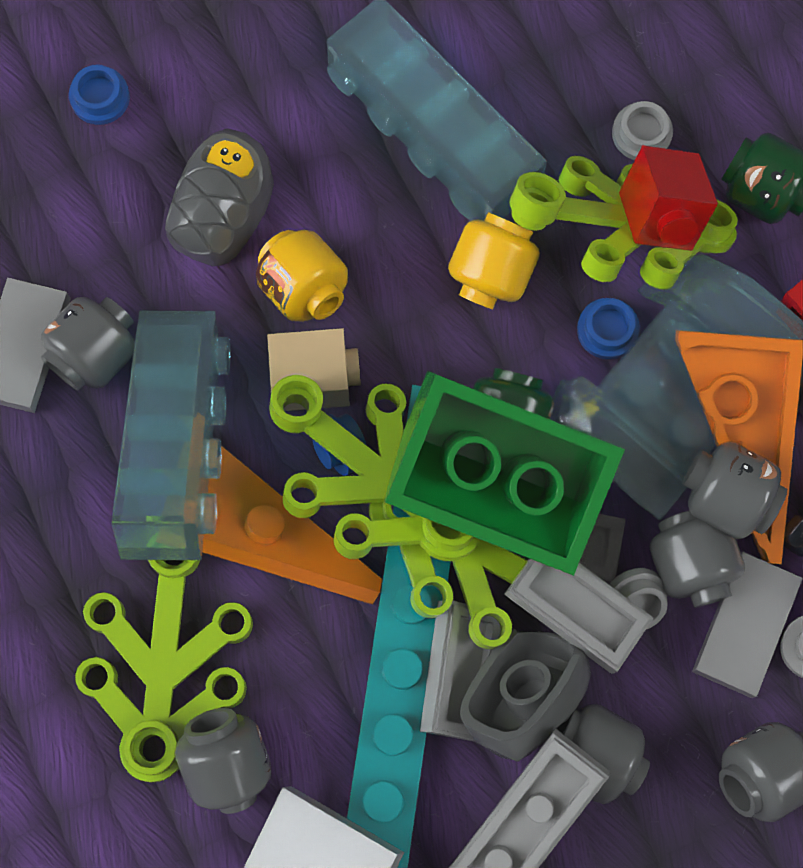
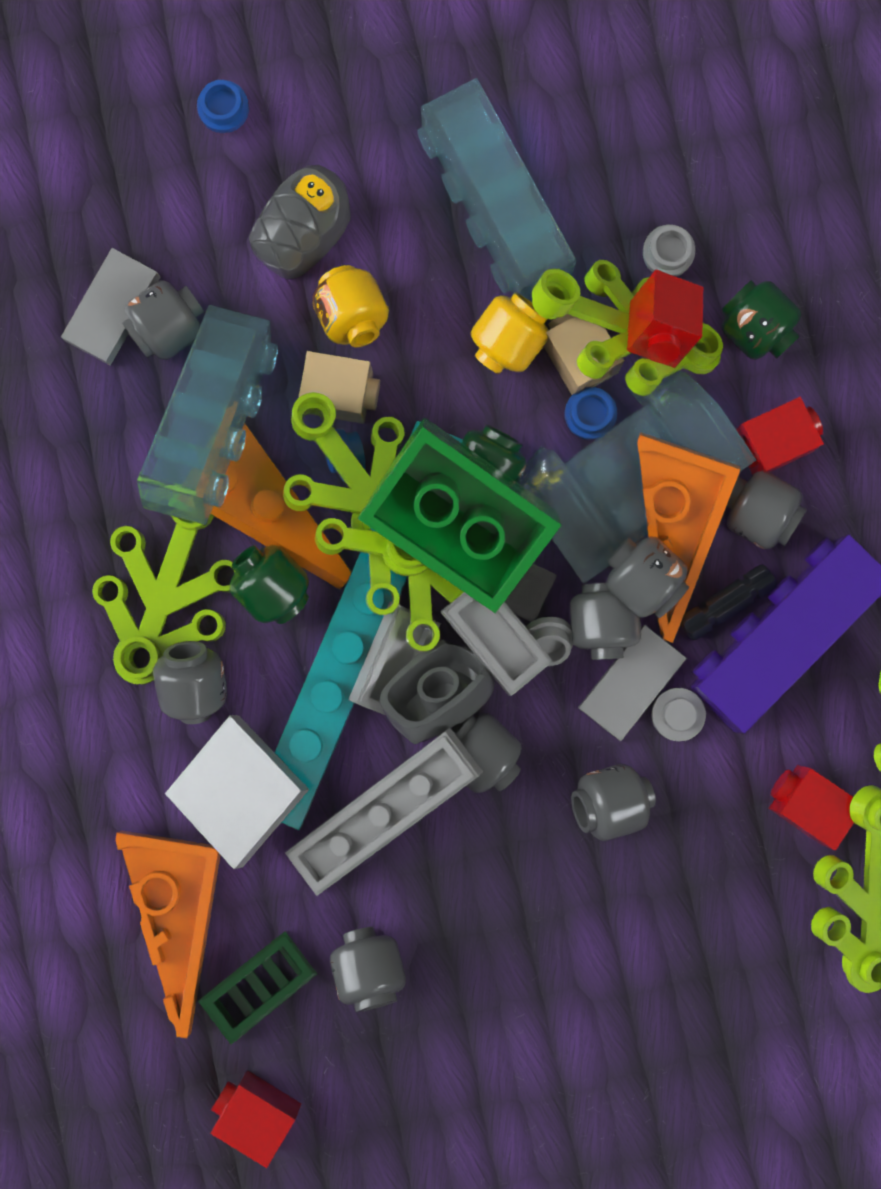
camera: 25 degrees right, 10 degrees up
(290, 616) = (269, 584): none -> dark green head
(560, 258) = (566, 341): none -> tan brick

